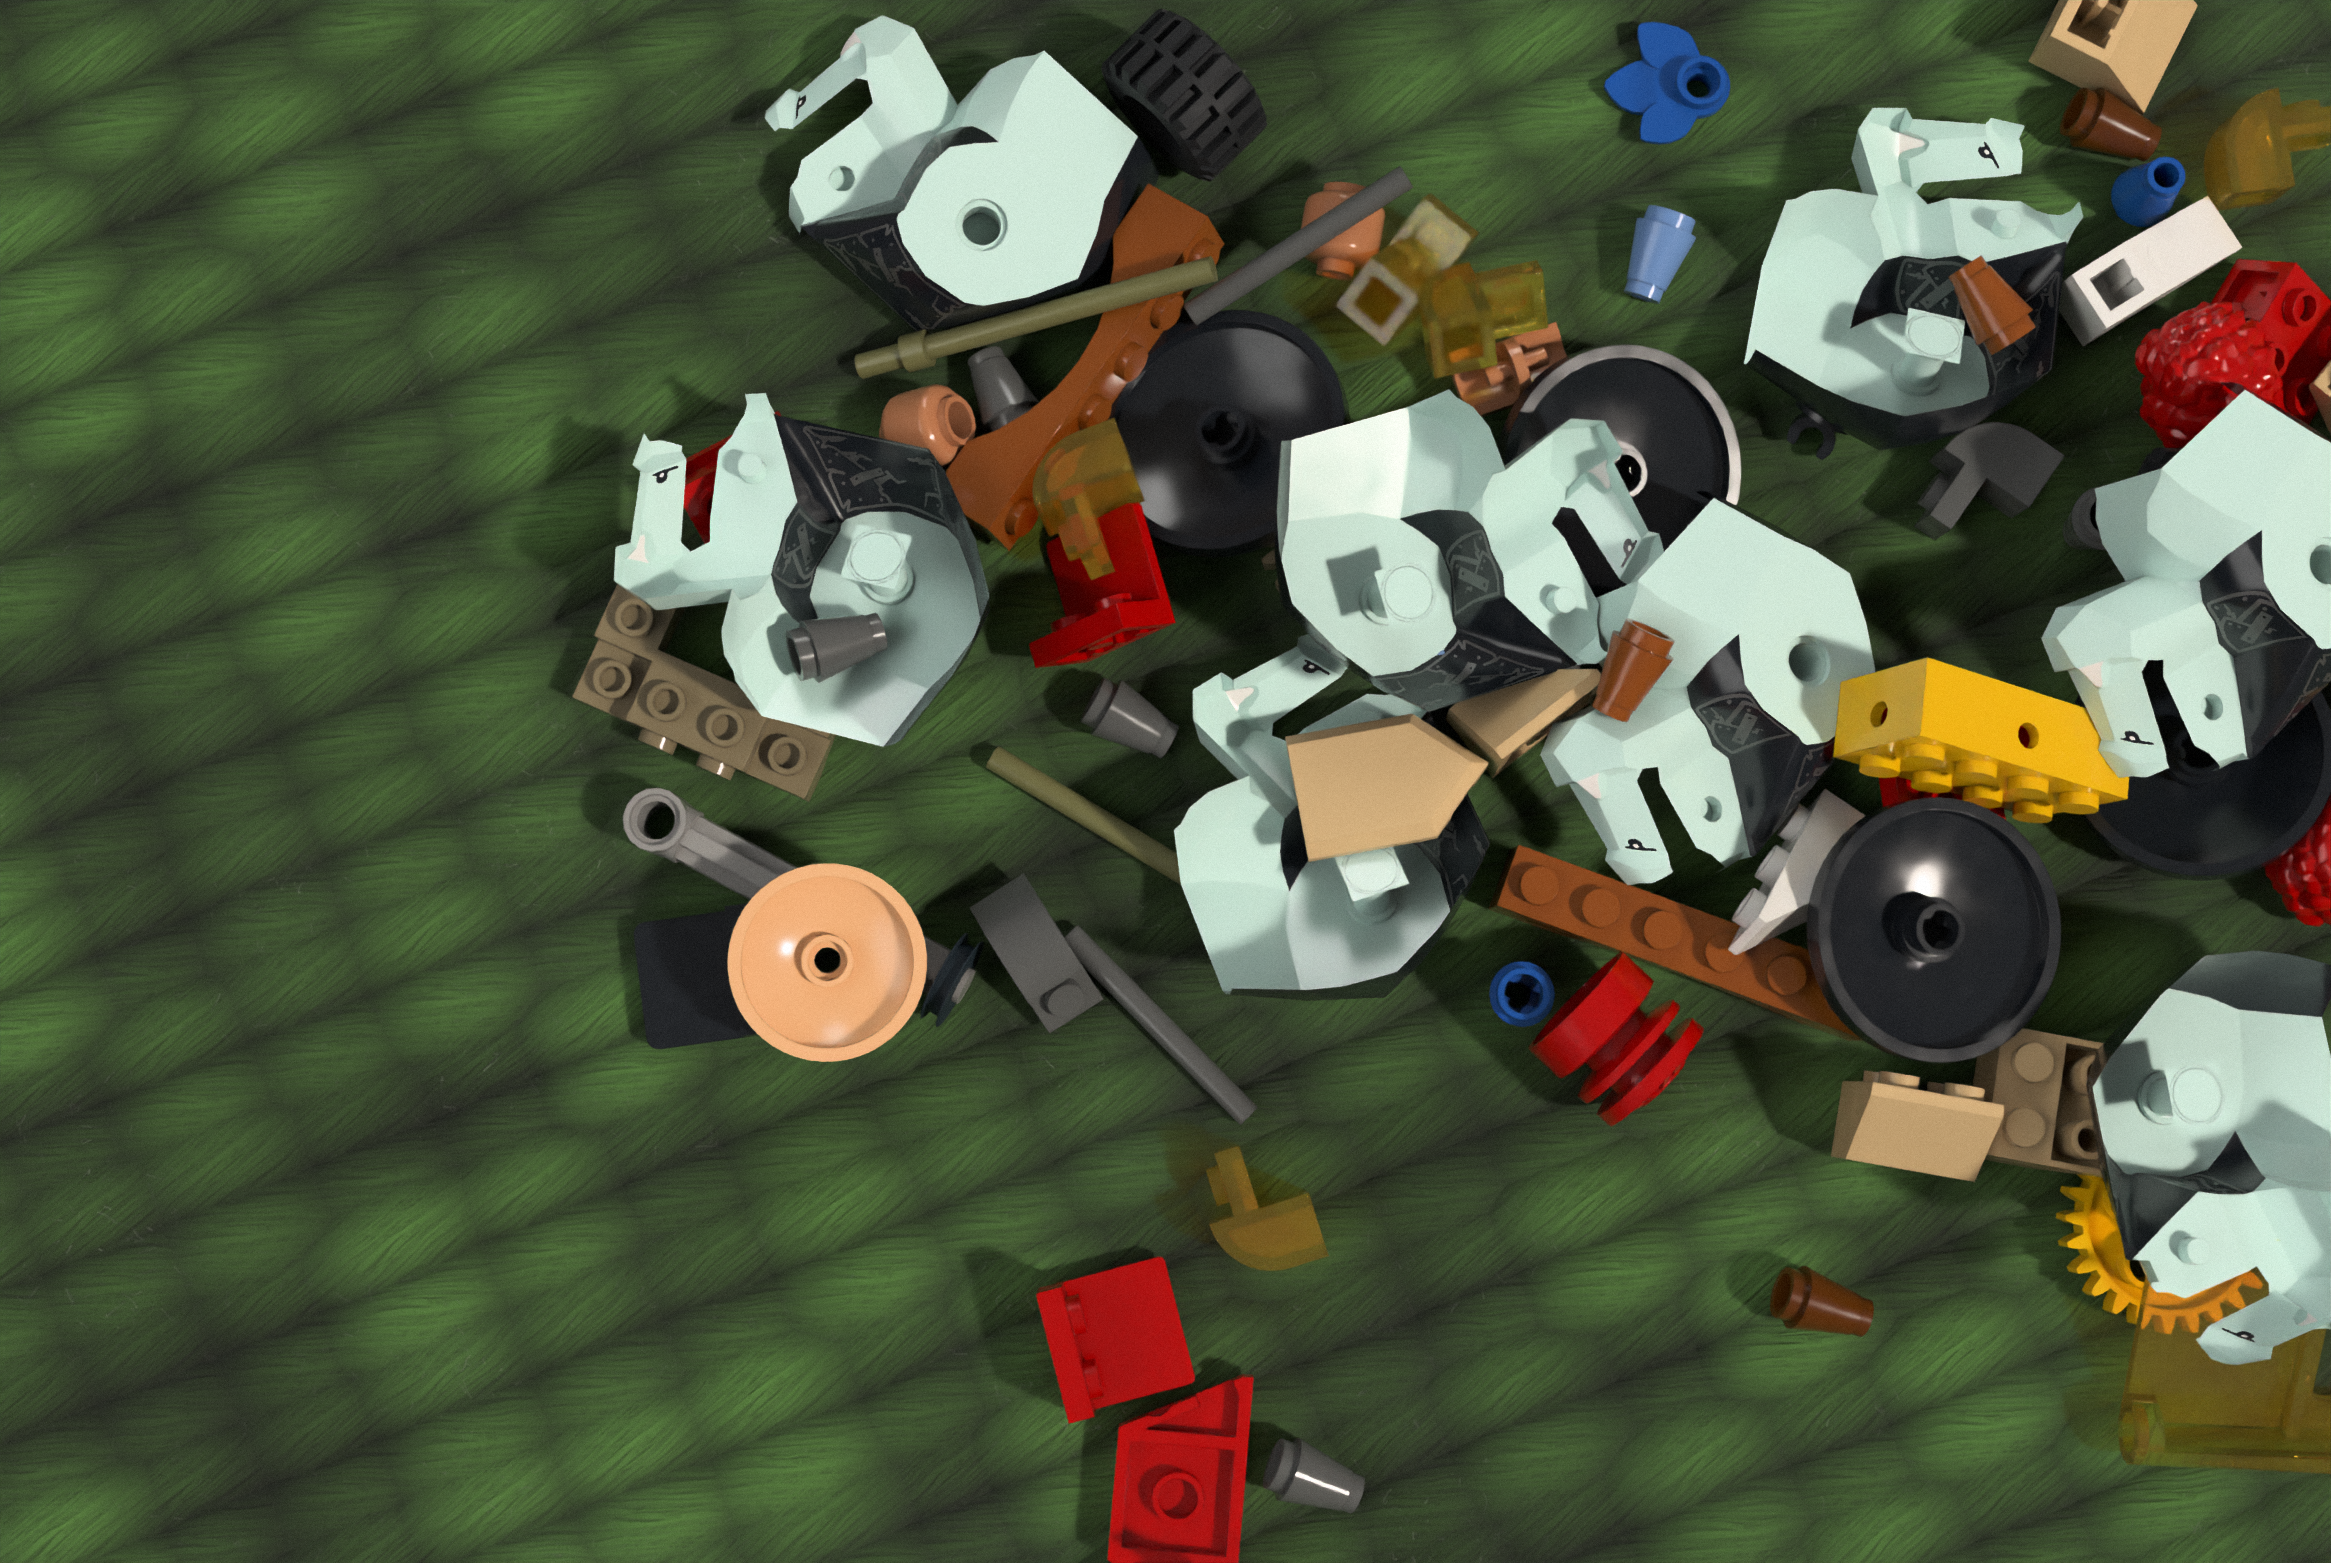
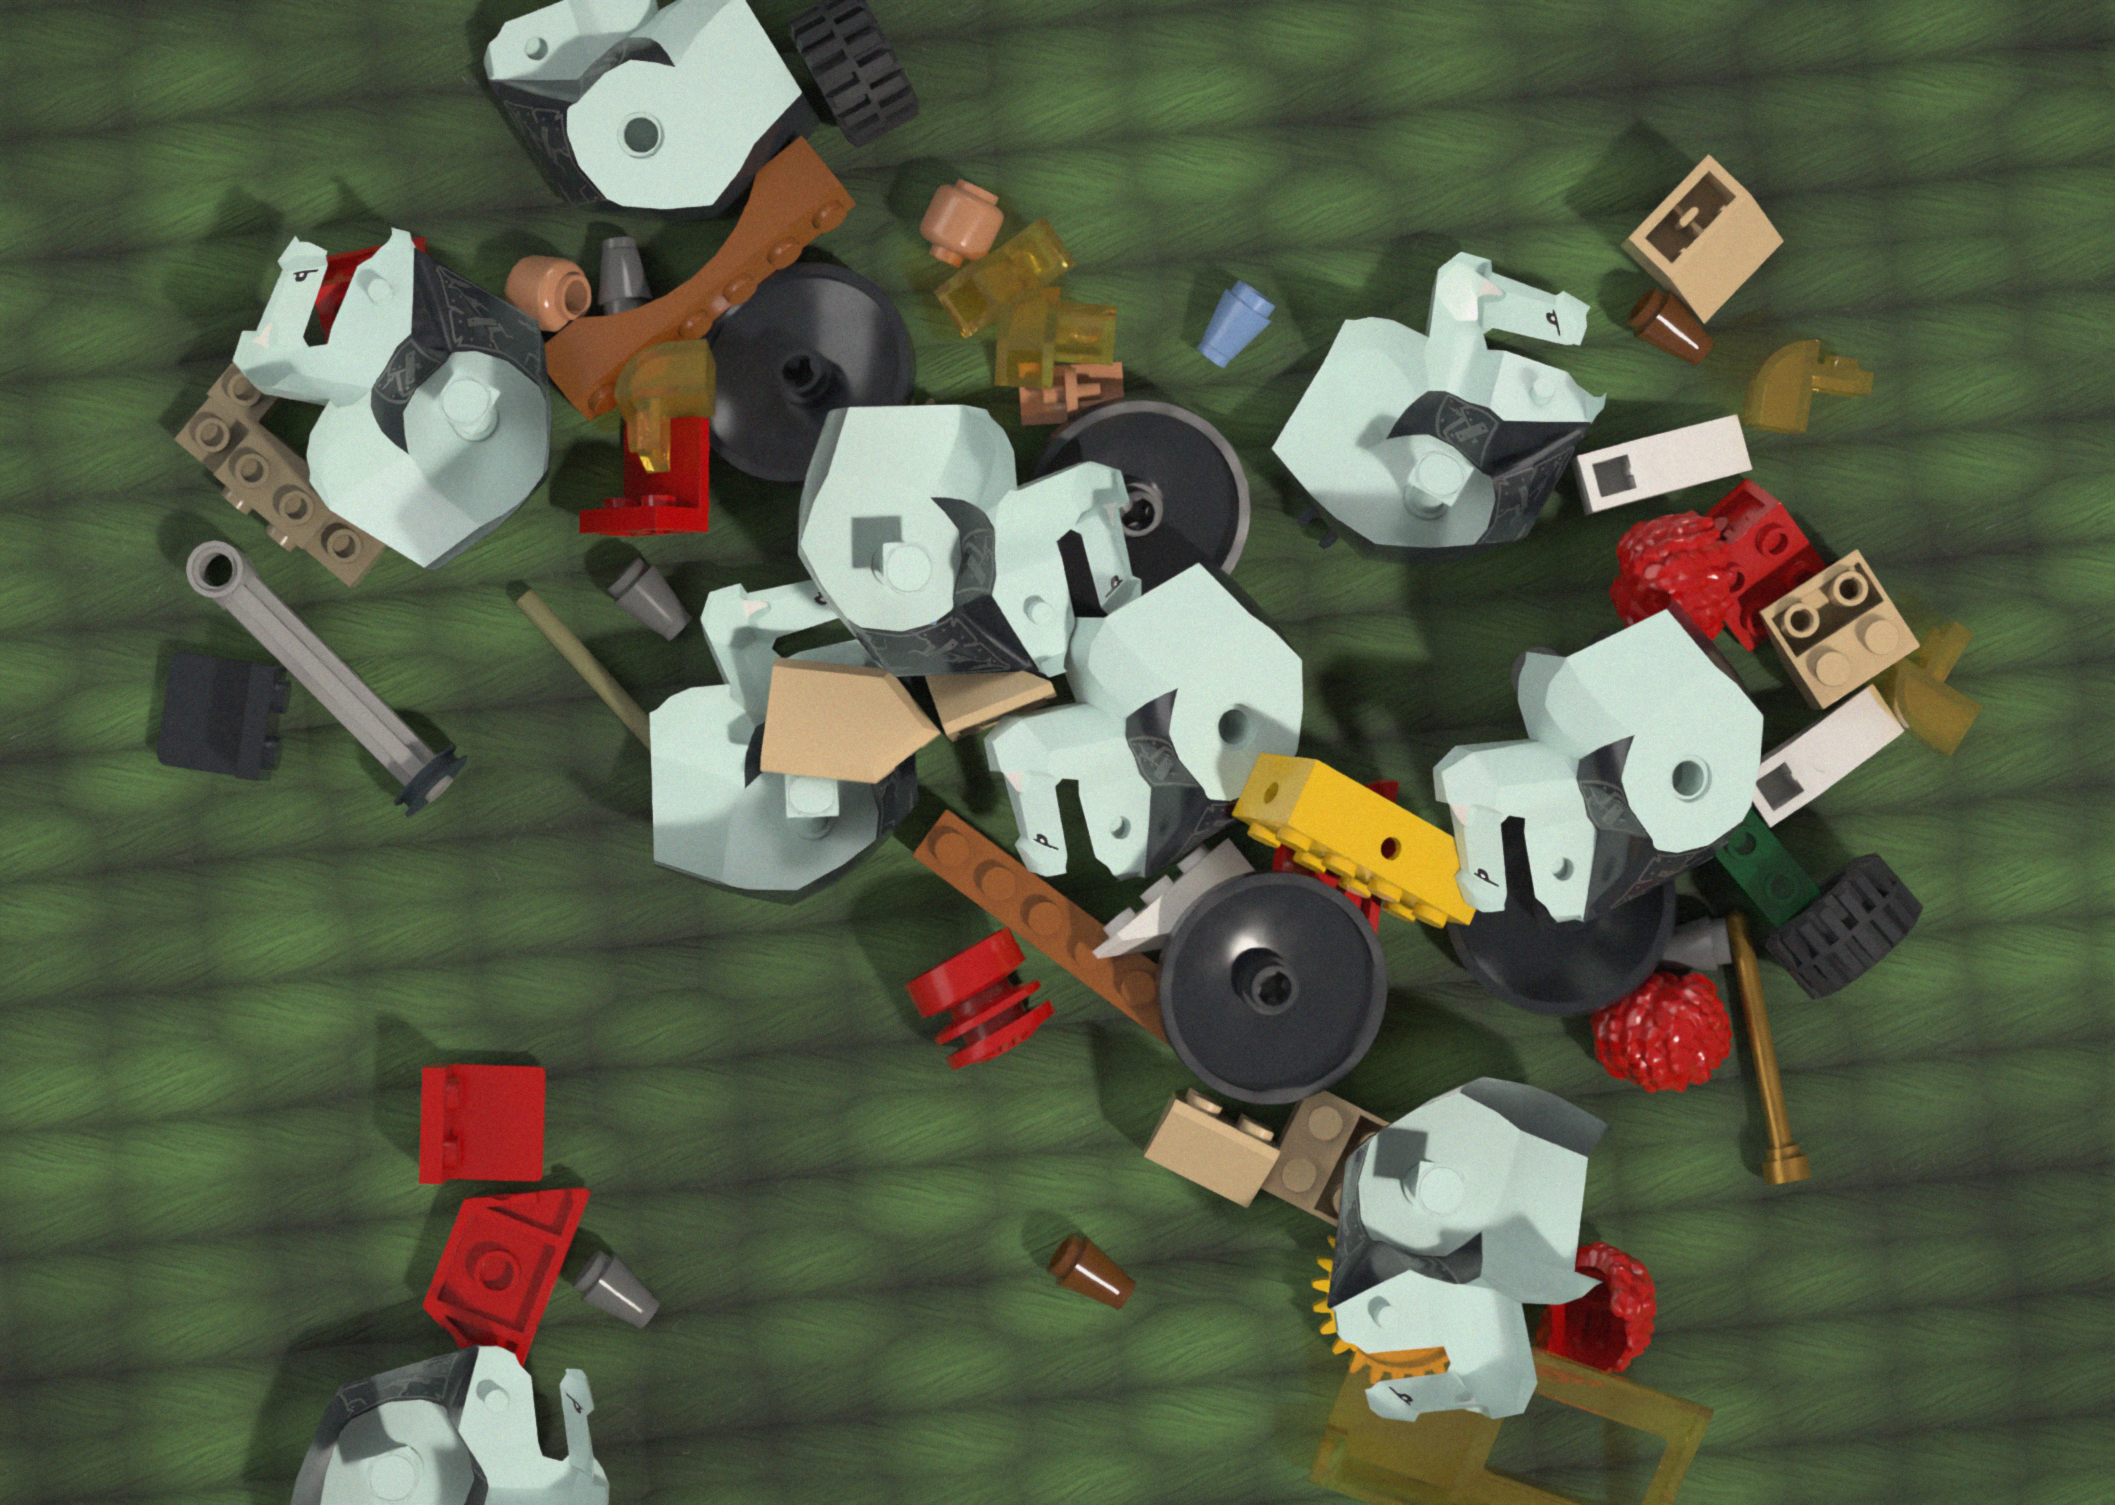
camera: 20 degrees right, 5 degrees up
(834, 644) = (408, 465): dark grey cone -> none
(835, 1011) = (315, 778): light nougat dish -> none
(921, 349) = (564, 221): olive bar -> none
(1036, 953) = (509, 778): dark grey brick -> none
(1160, 1026) = (599, 869): dark grey bar -> none
(1267, 1234) = (635, 1074): clear yellow brick -> none
(1298, 245) = (913, 231): dark grey bar -> none
(1538, 992) = (901, 951): blue cone -> none
(1631, 668) = (1076, 691): dark orange cone -> none
(1659, 84) = (1284, 172): blue plate -> none
(1989, 460) = (1471, 596): dark grey brick -> none
(1990, 306) = (1499, 462): dark orange cone -> none
(2147, 191) = (1668, 404): blue cone -> none

